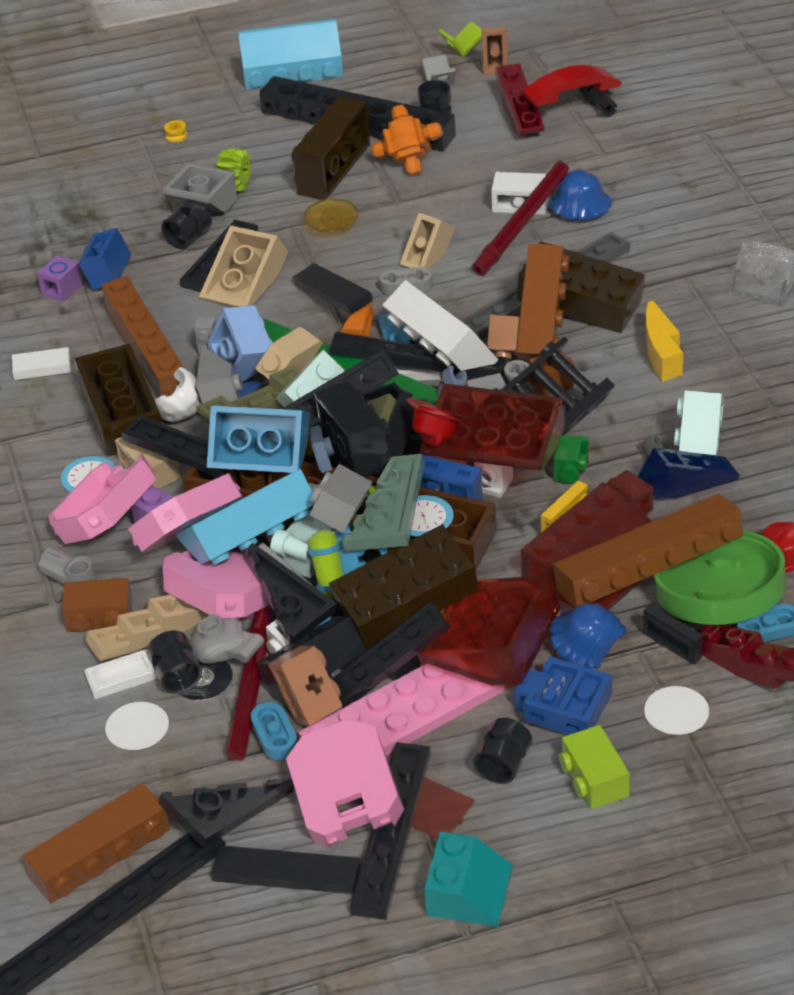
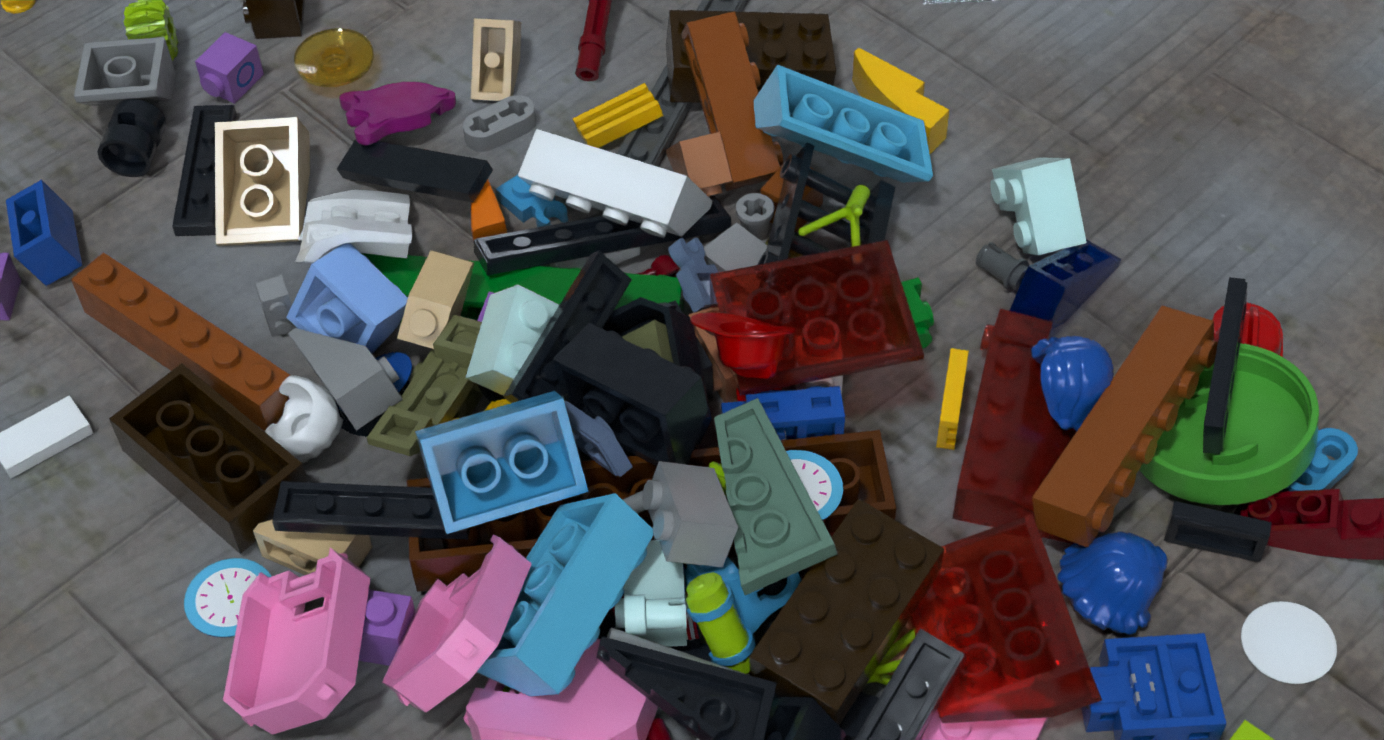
camera: 30 degrees left, 10 degrees up
(267, 204) = (229, 67): none -> medium lavender brick
(279, 305) = (365, 218): none -> white piece
(347, 254) = (394, 108): none -> magenta tile
(477, 298) = (618, 116): none -> yellow tile
(569, 385) = (851, 212): none -> lime plant
(599, 336) = (843, 126): none -> medium azure slope
(630, 509) = (1072, 377): none -> blue hair
(734, 539) = (1225, 366): none -> black tile

